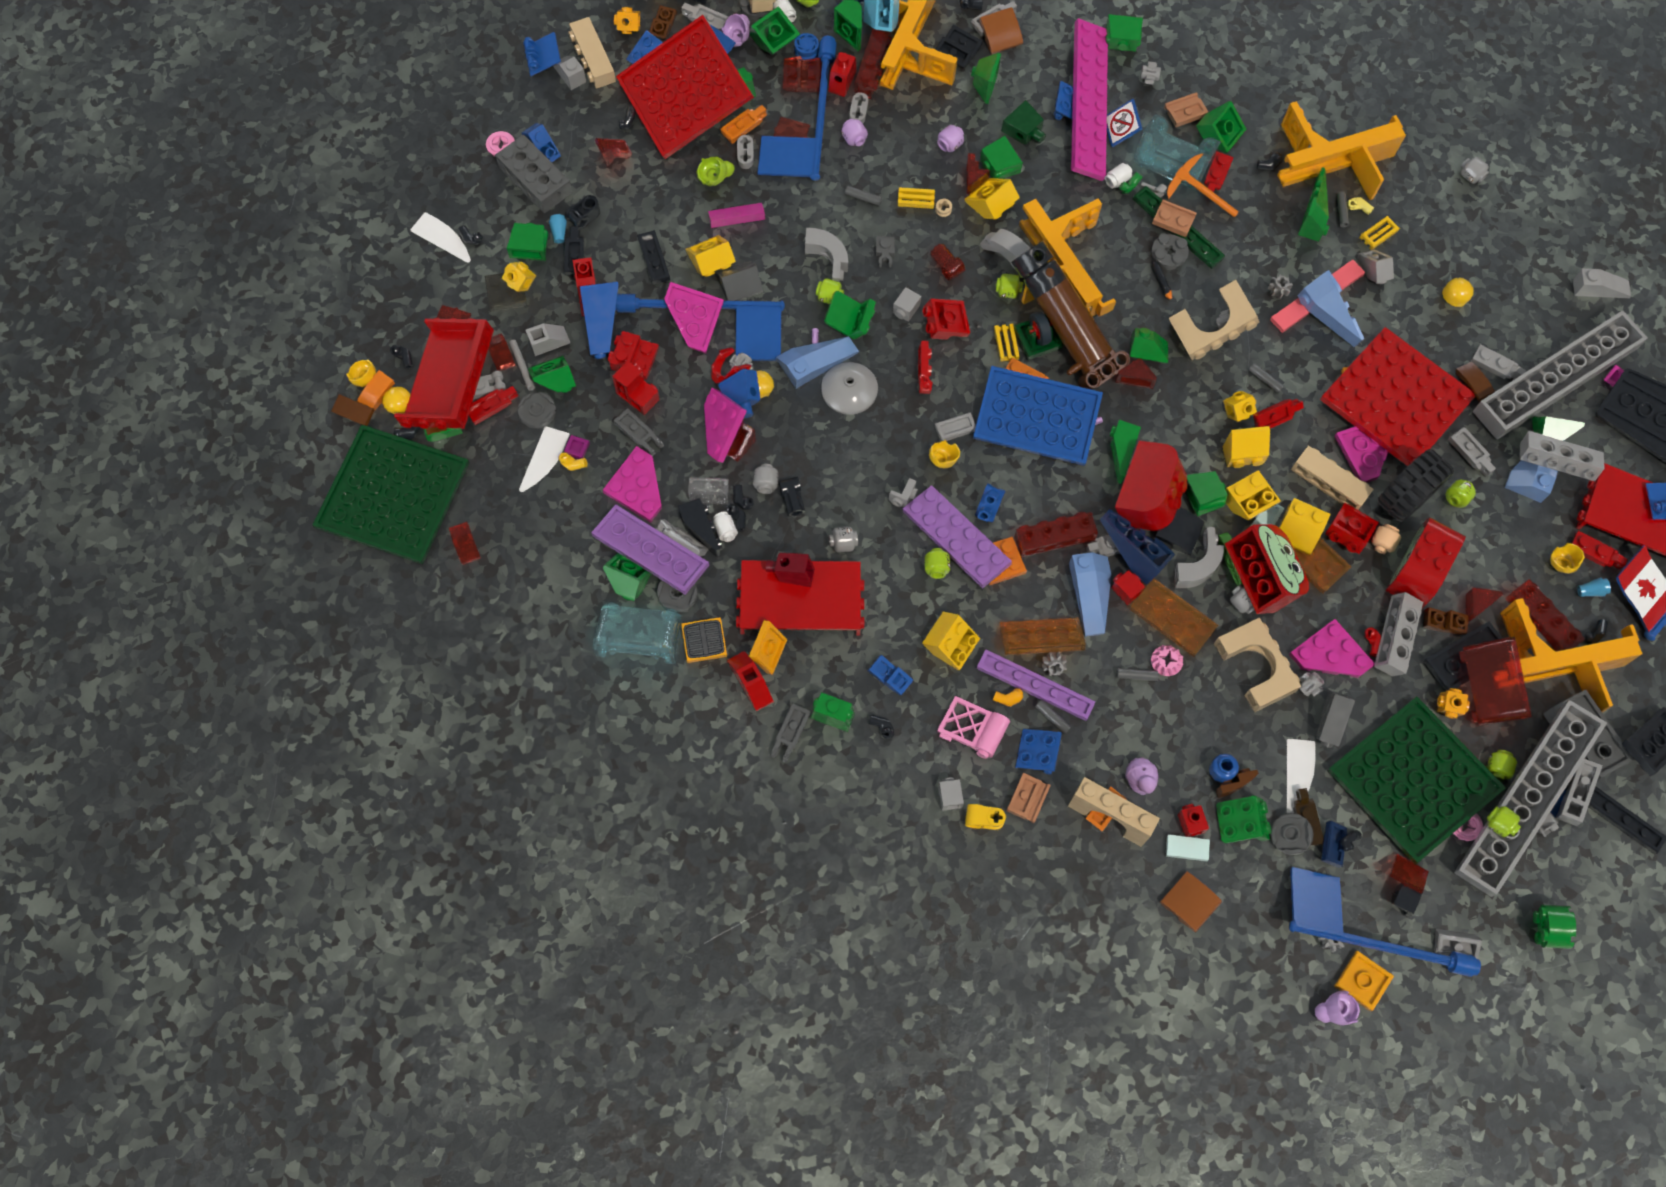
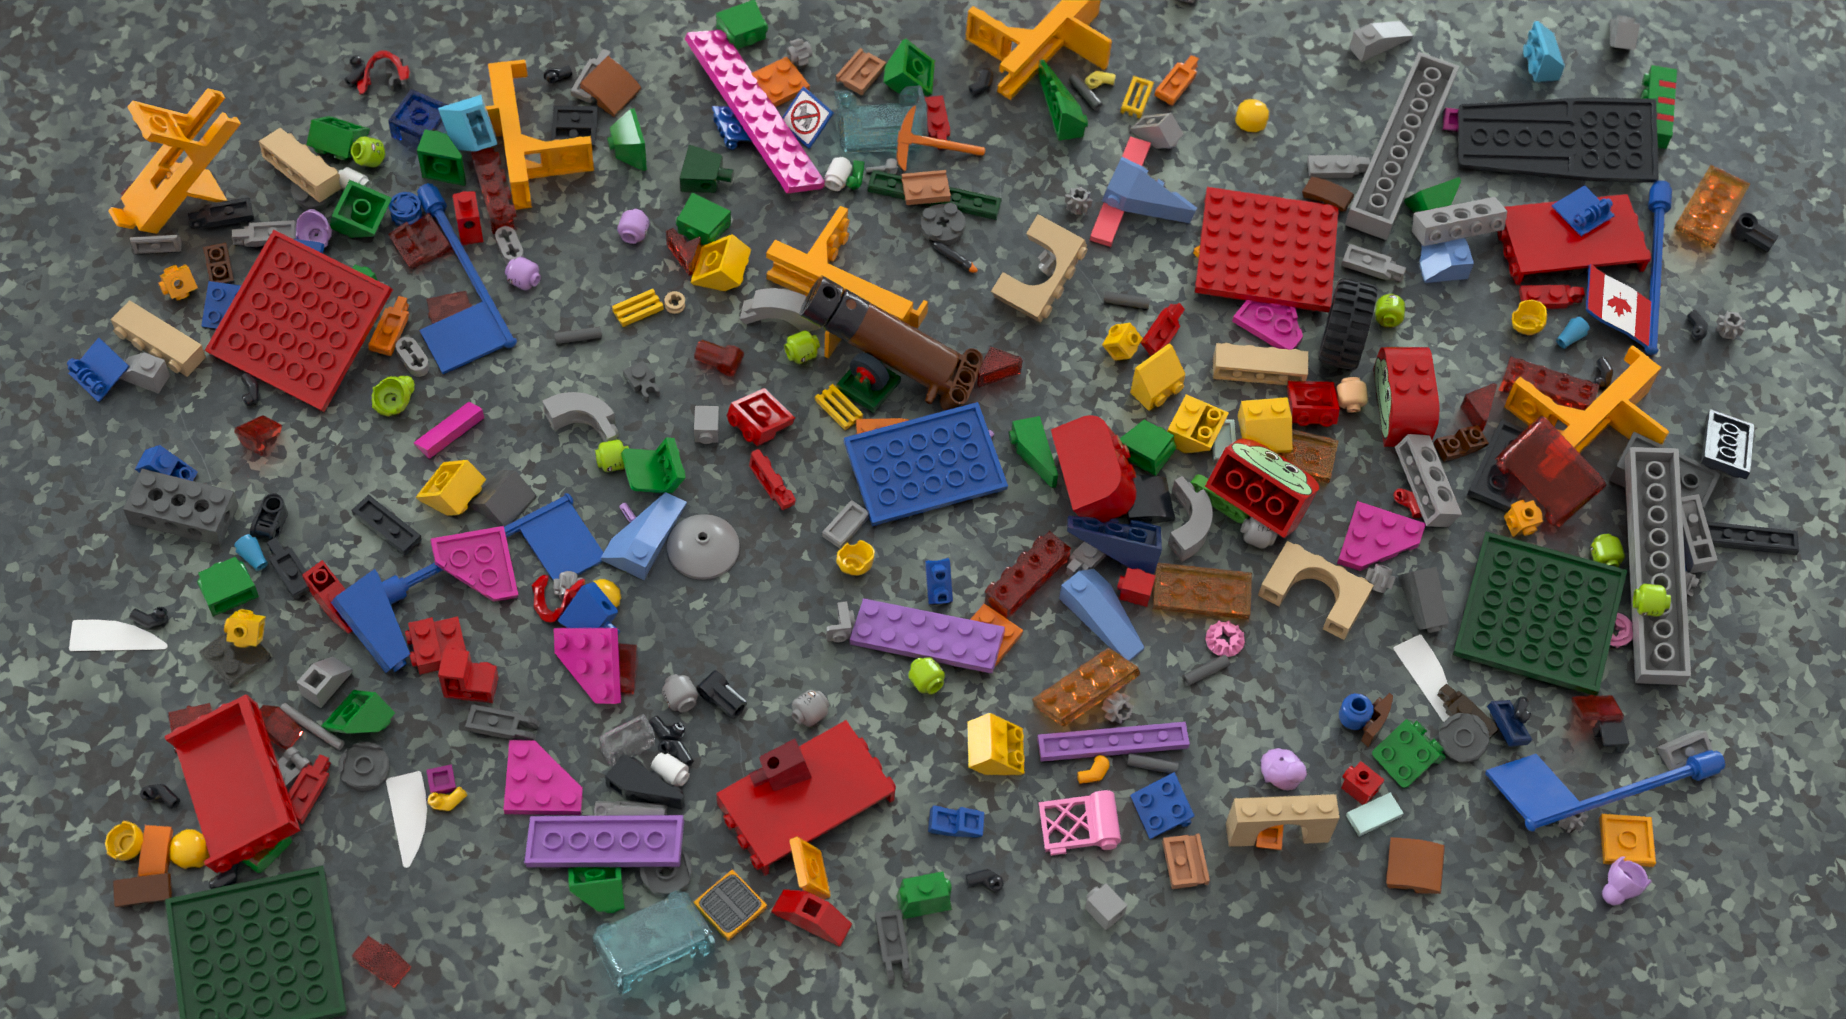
camera: 35 degrees left, 10 degrees down
(493, 141) = (104, 496): bright pink gear -> none
(981, 817) = (1152, 910): yellow piece -> none
(1122, 87) = (780, 81): none -> orange plate
(1148, 345) = (989, 330): green slope -> none
(1418, 236) = (1177, 81): none -> orange hinge
(1554, 926) = (1760, 675): green brick -> none

